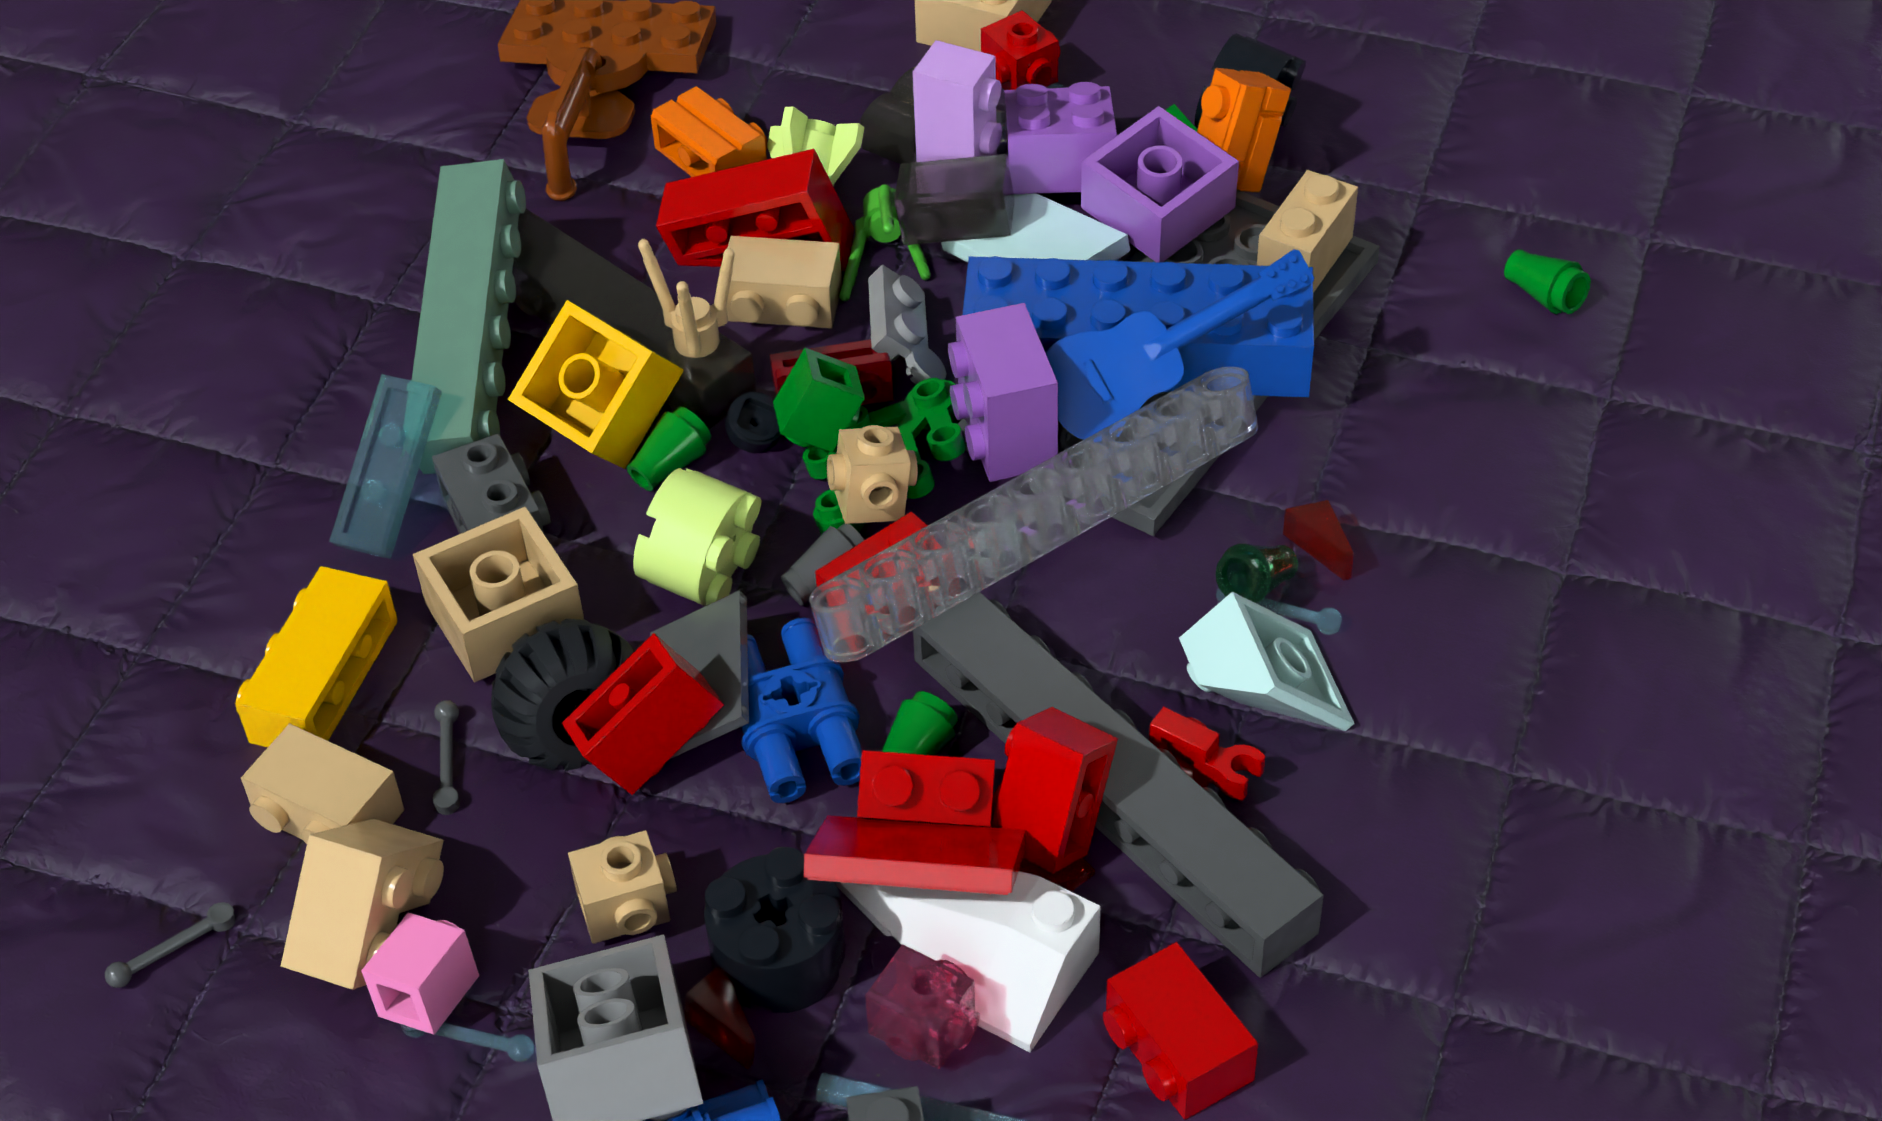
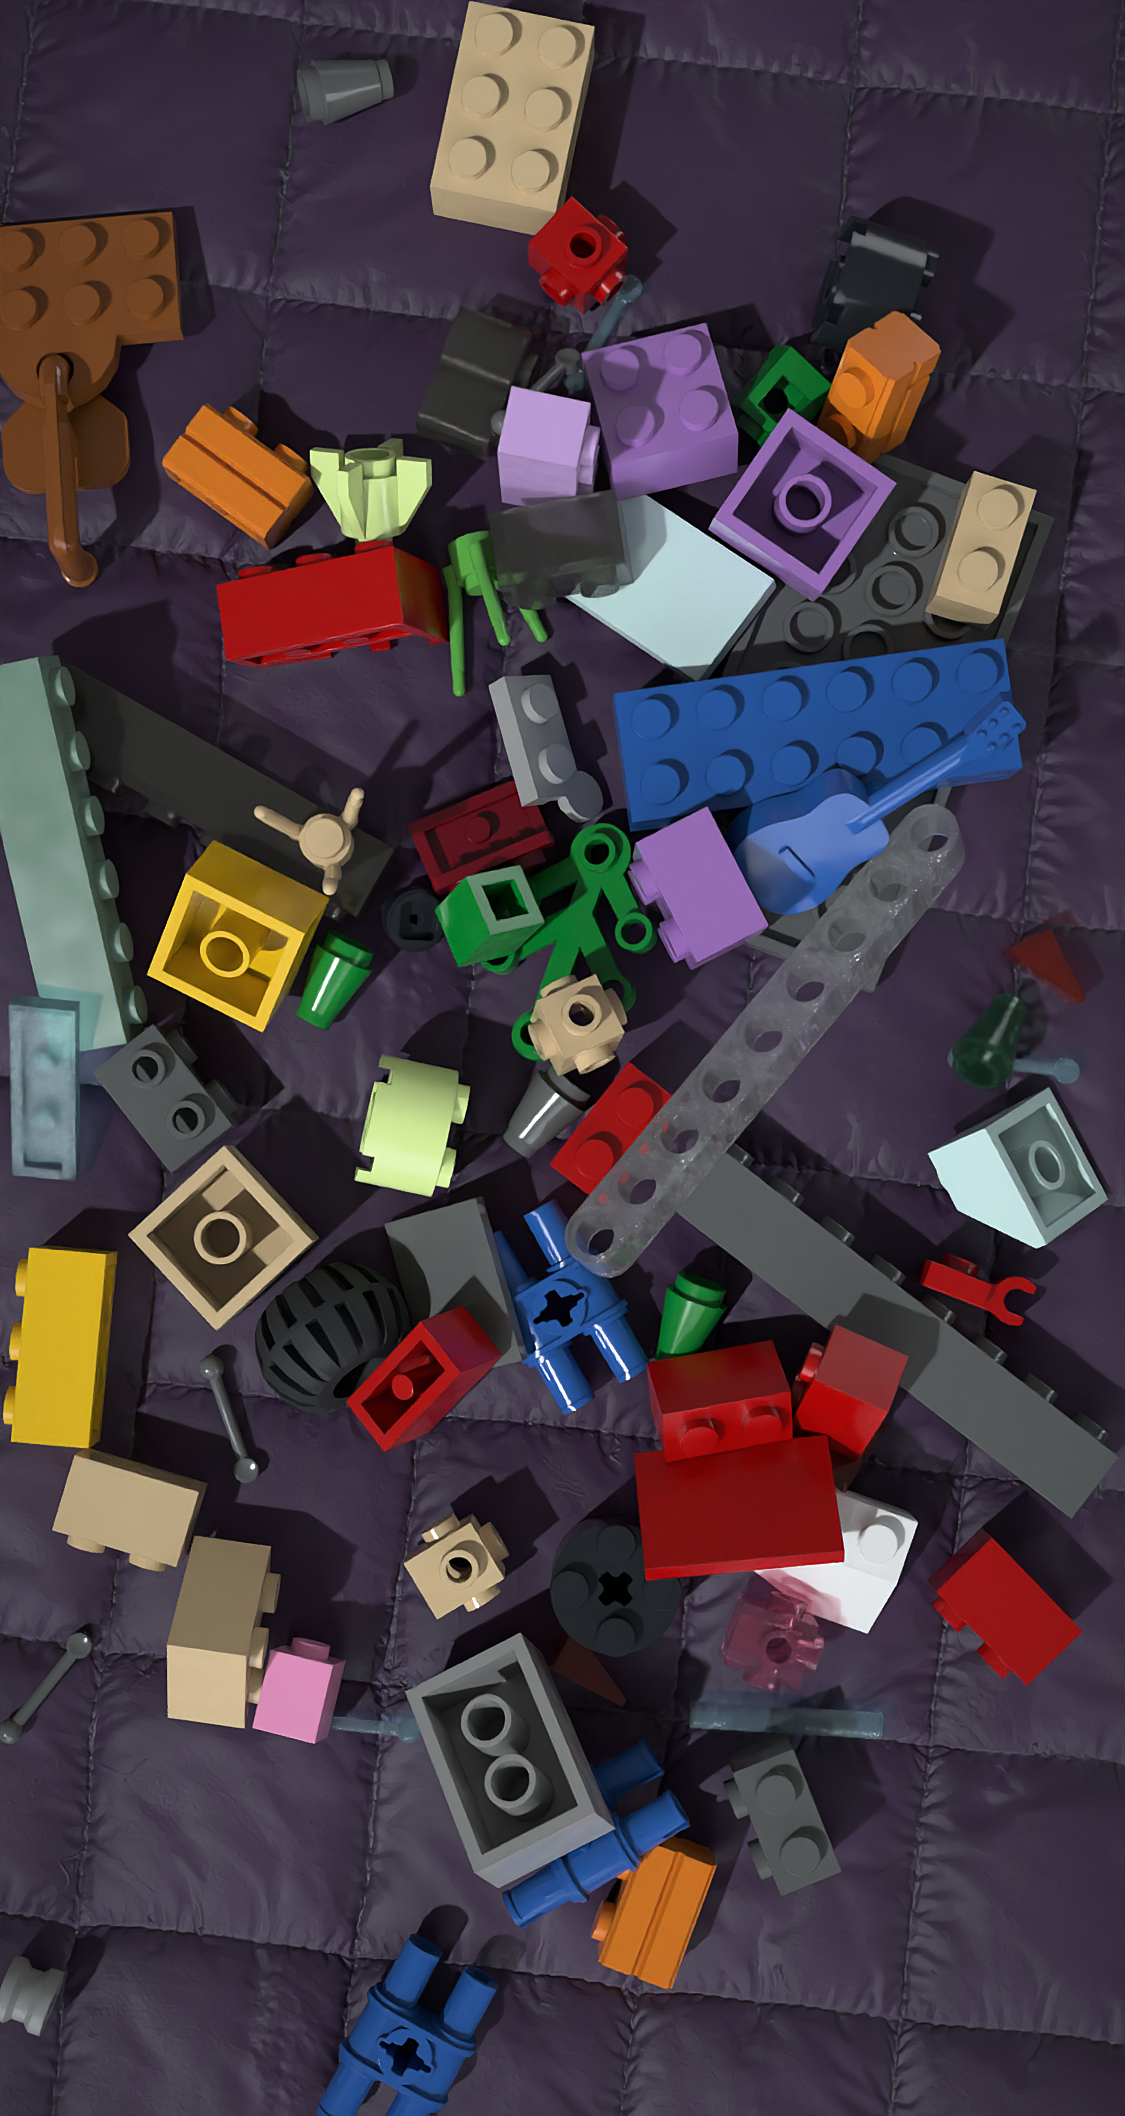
camera: 15 degrees left, 40 degrees up
(784, 282) = (387, 703): tan brick -> none

